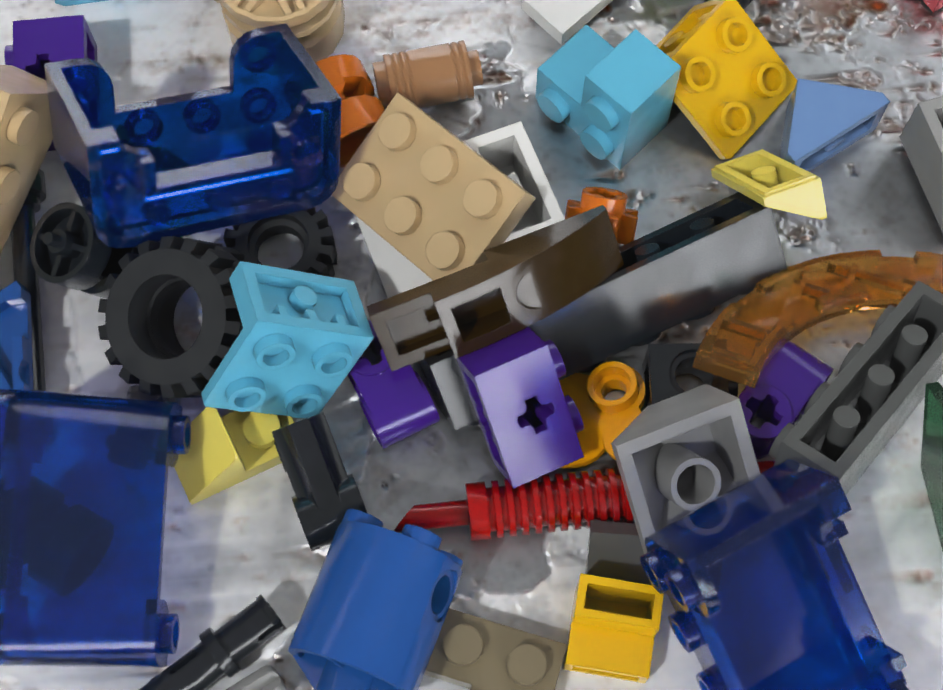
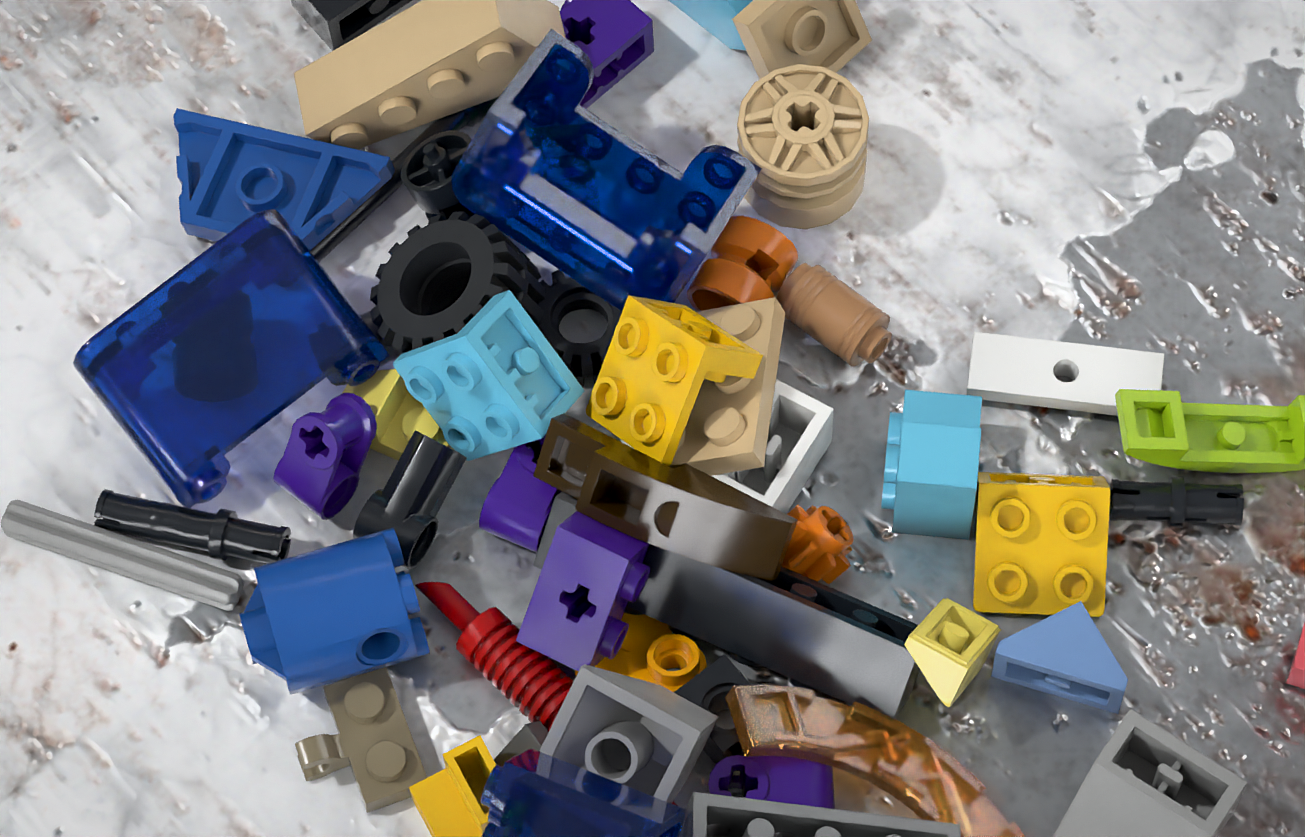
camera: 55 degrees right, 5 degrees down
(228, 515) = (327, 455): none -> dark purple piece
(400, 213) = (657, 371): none -> yellow bracket

